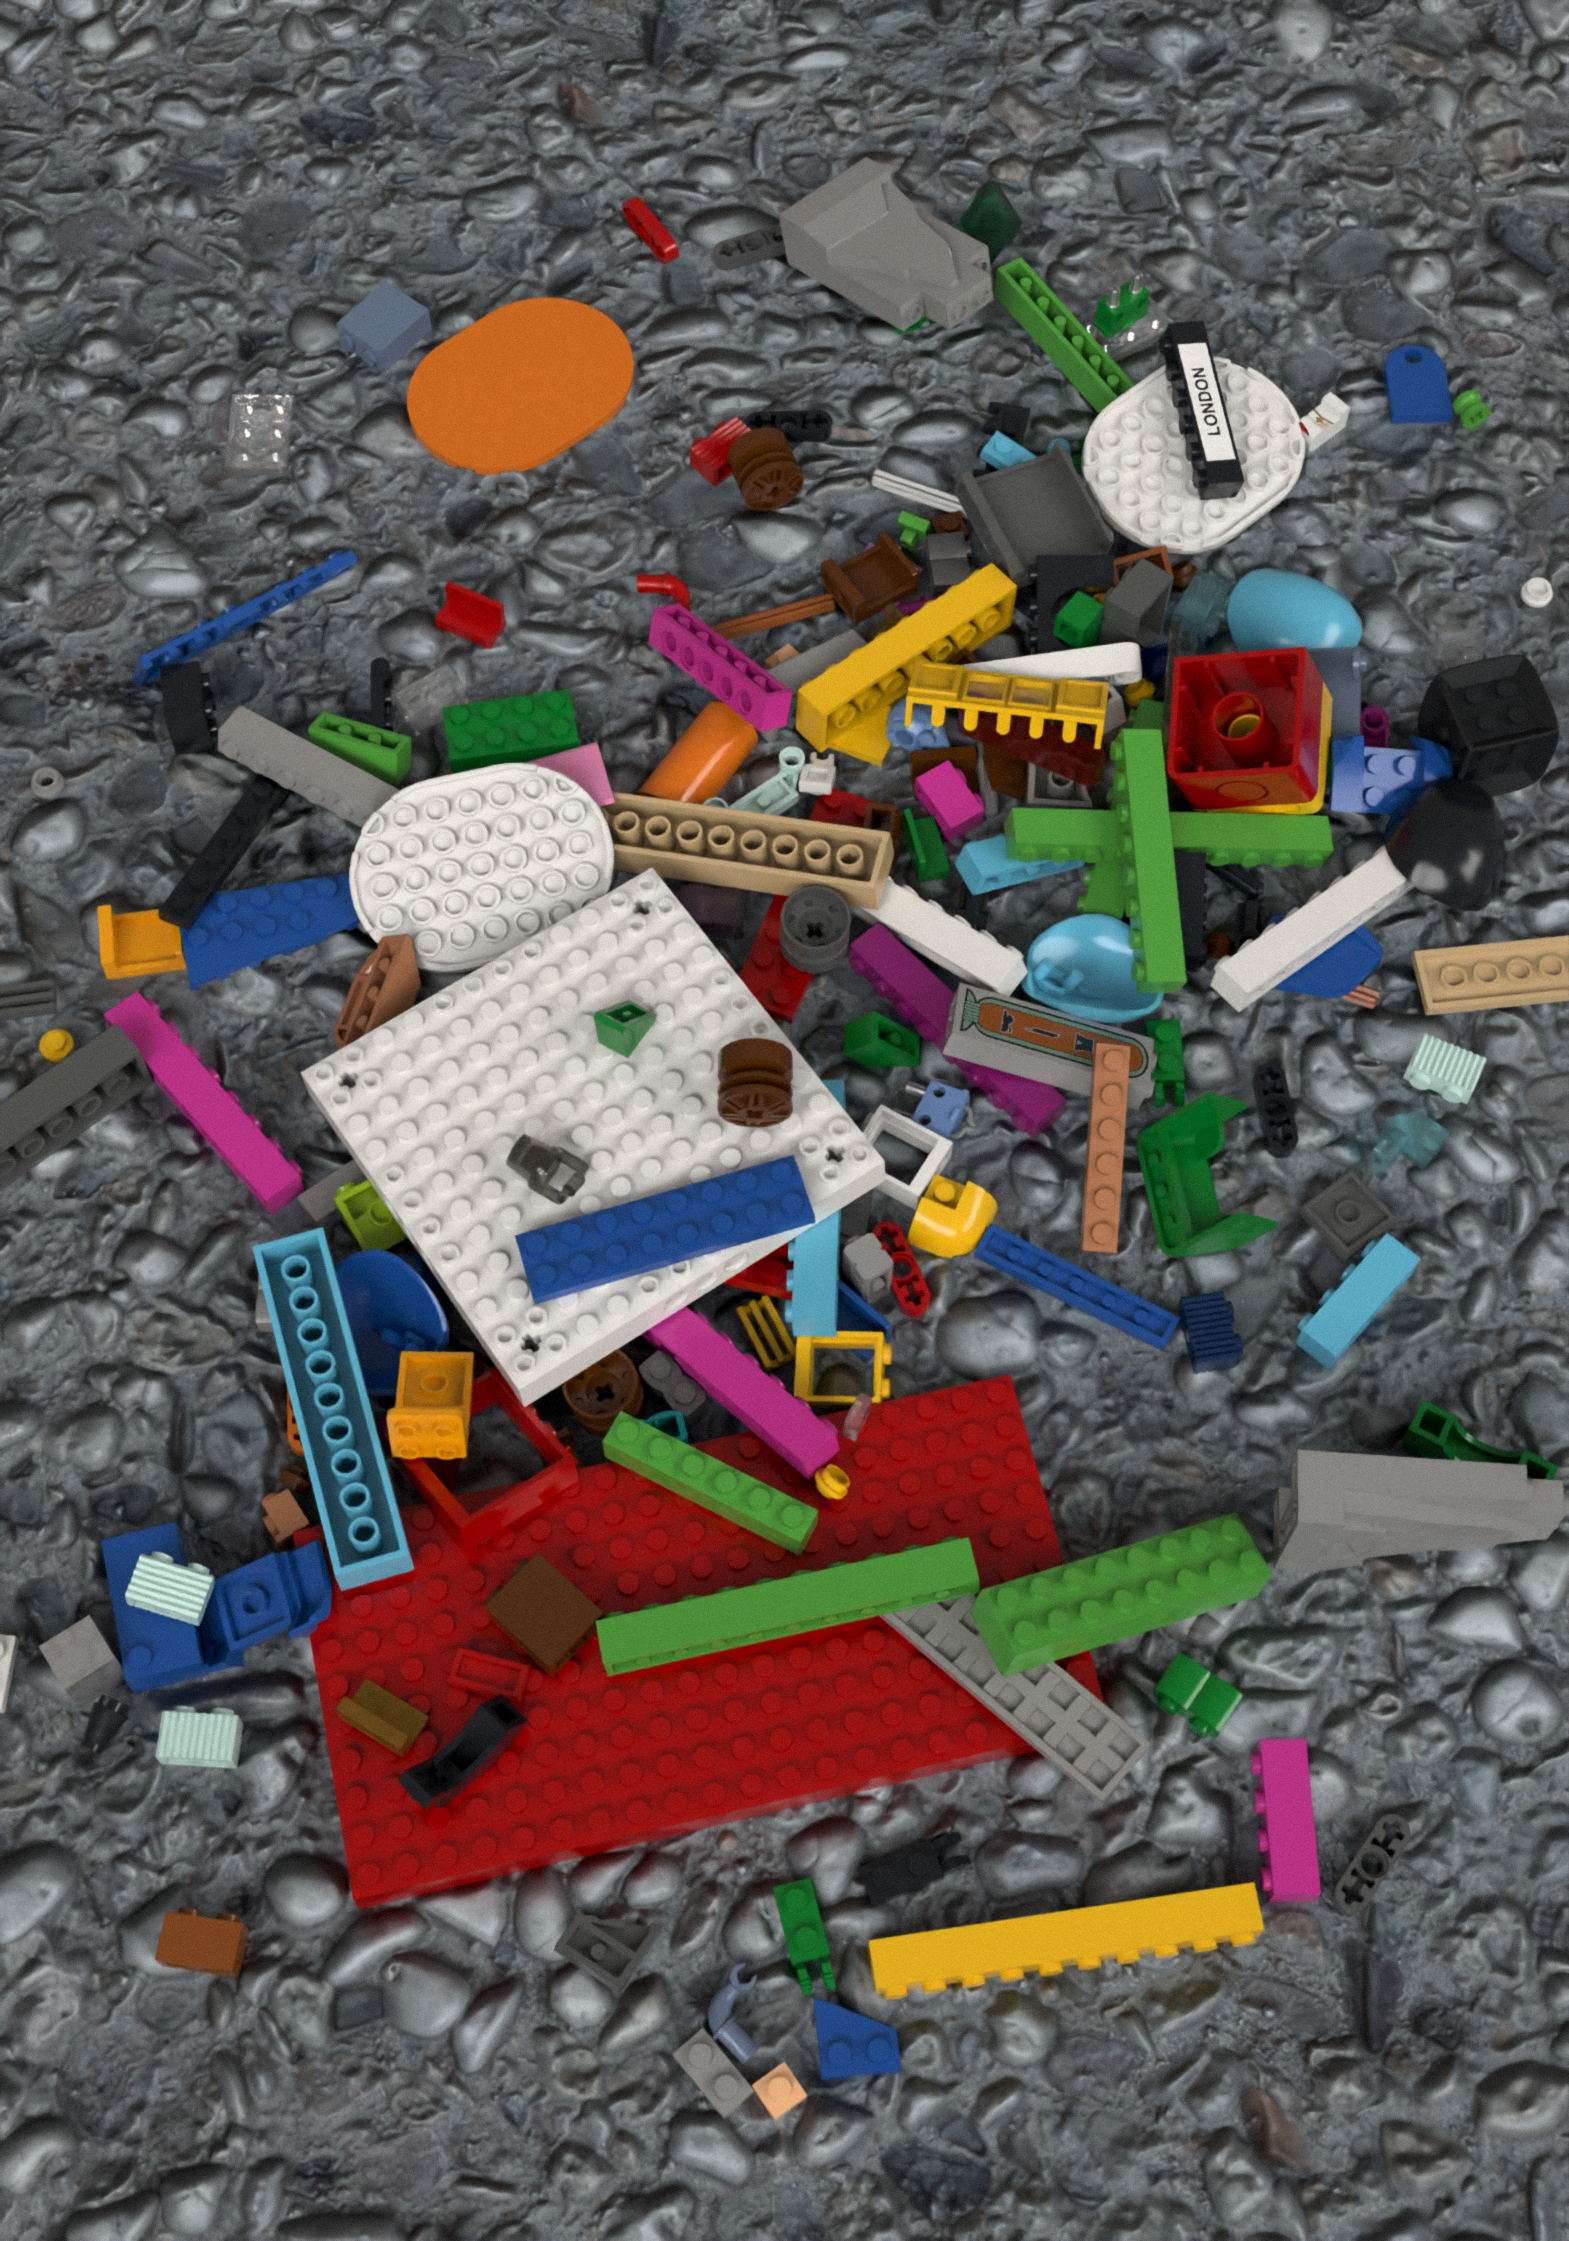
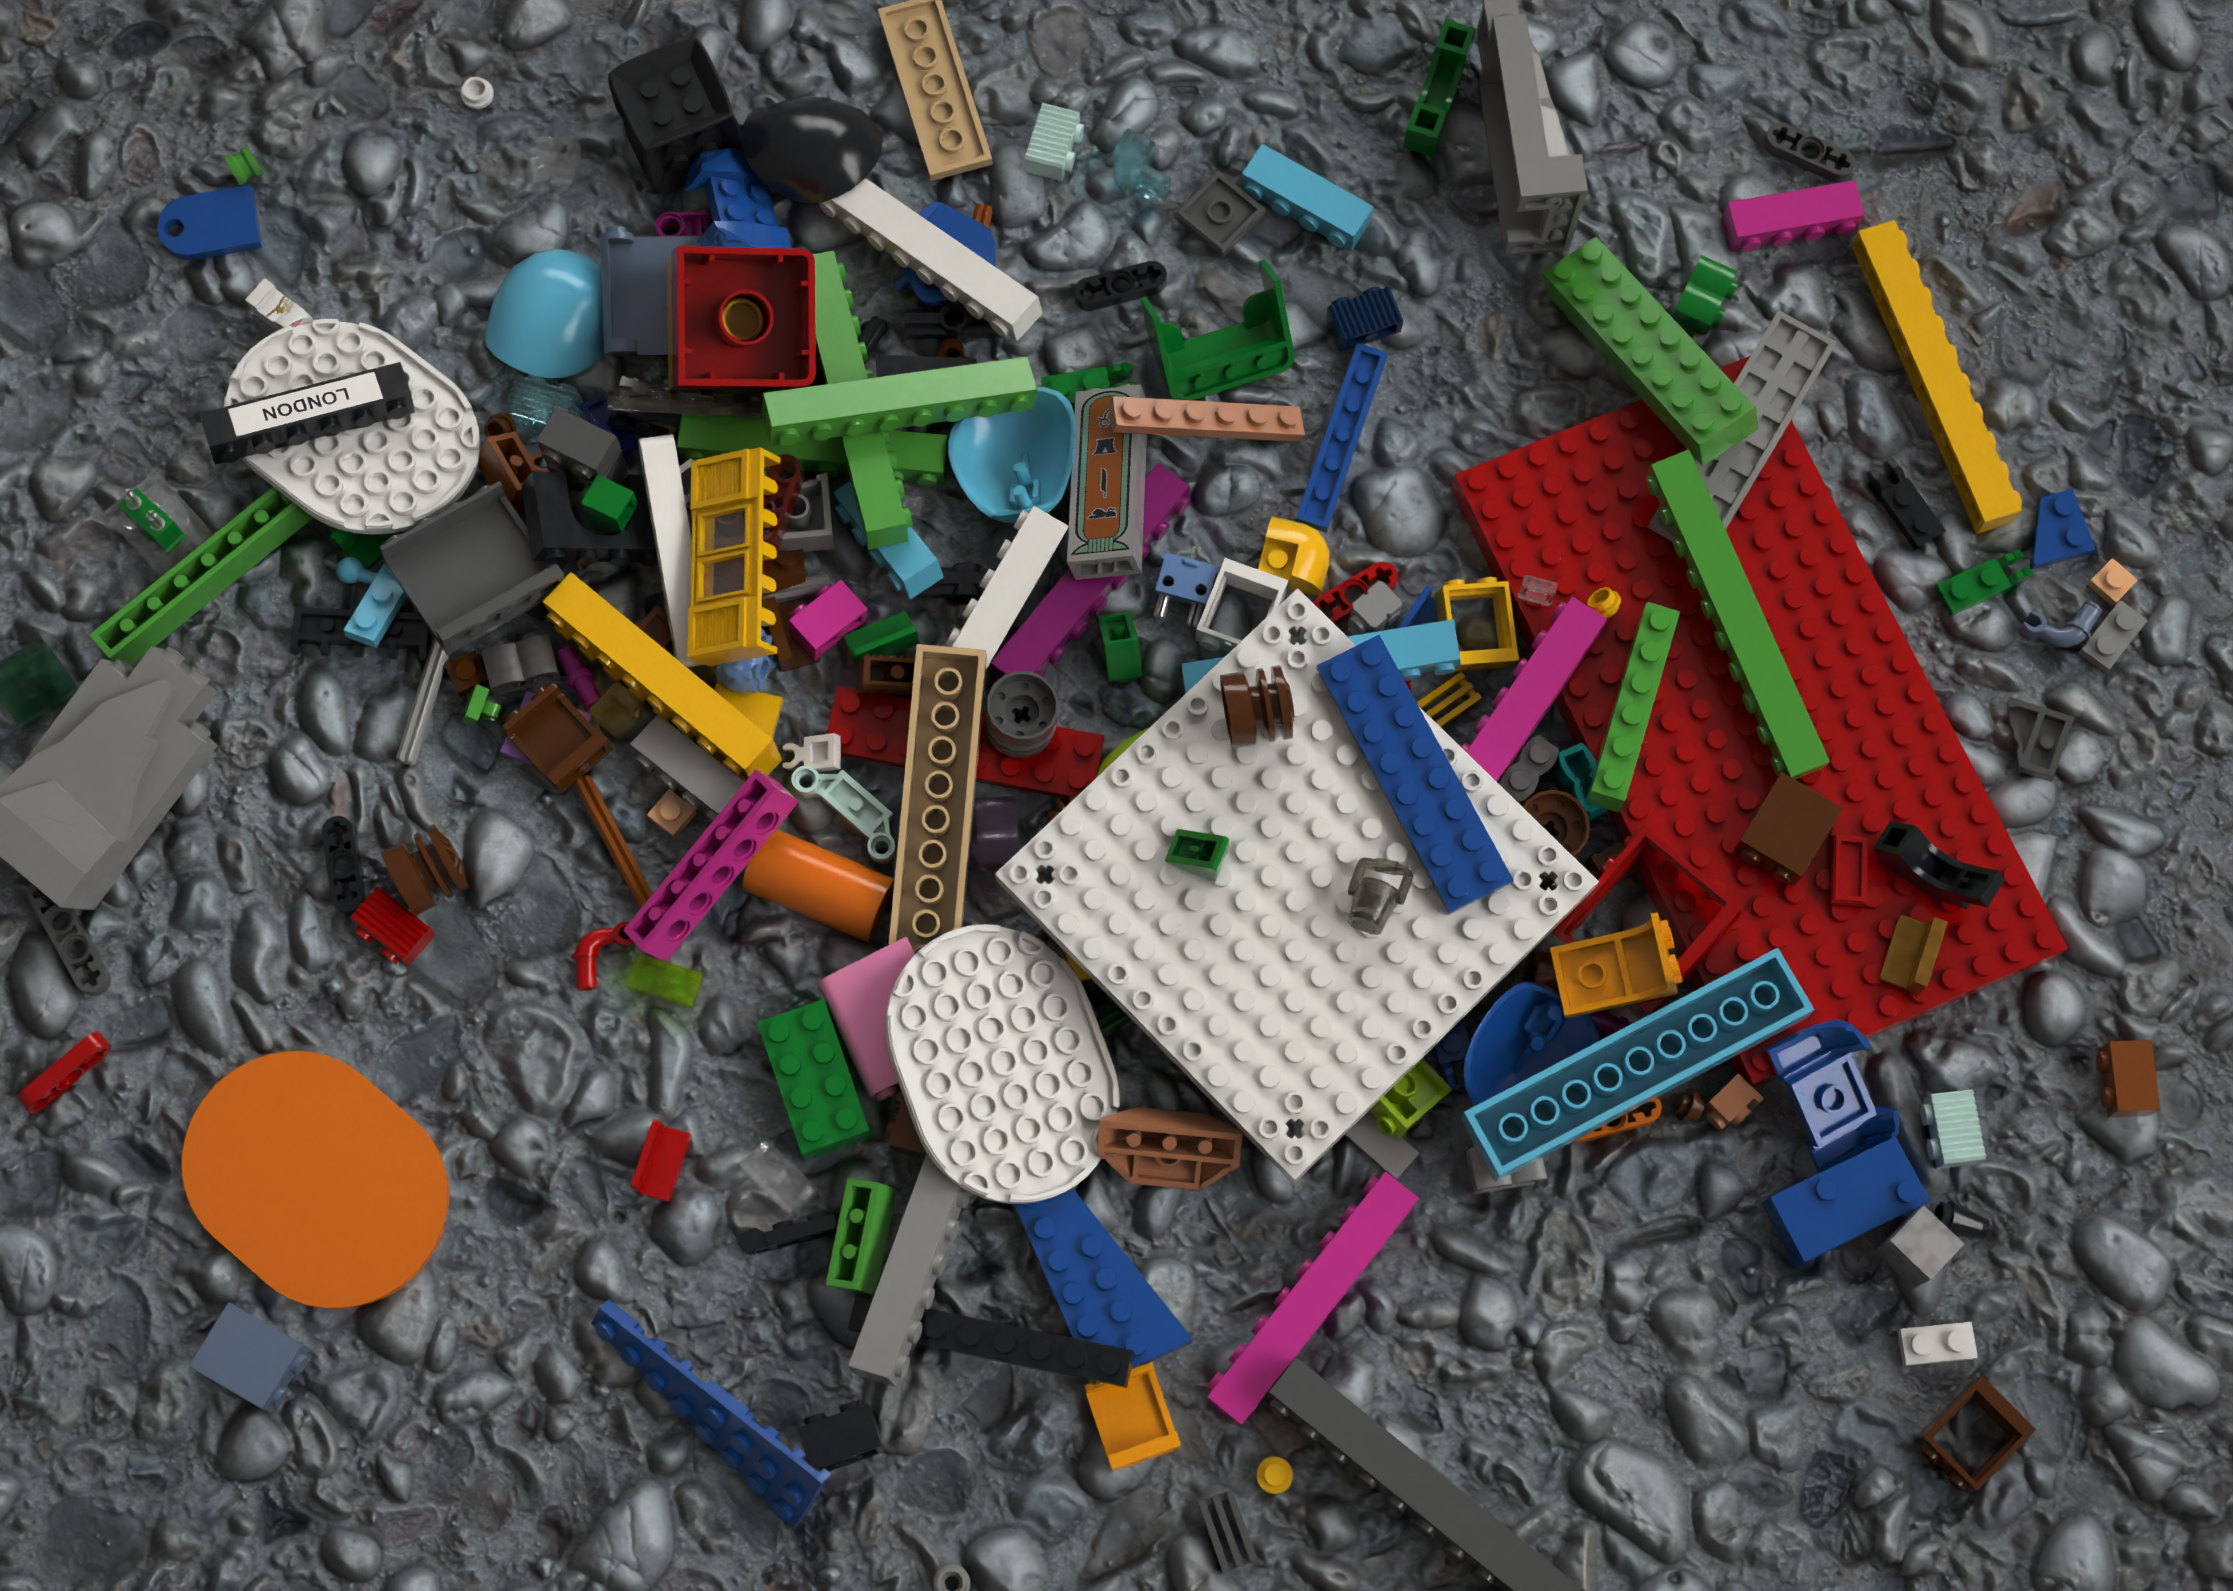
camera: 100 degrees left, 10 degrees up
(170, 1588) = (1845, 1172): light aqua brick -> none
(259, 435) = (429, 1468): clear plate -> none
(629, 640) = (665, 980): none -> clear neon green plate

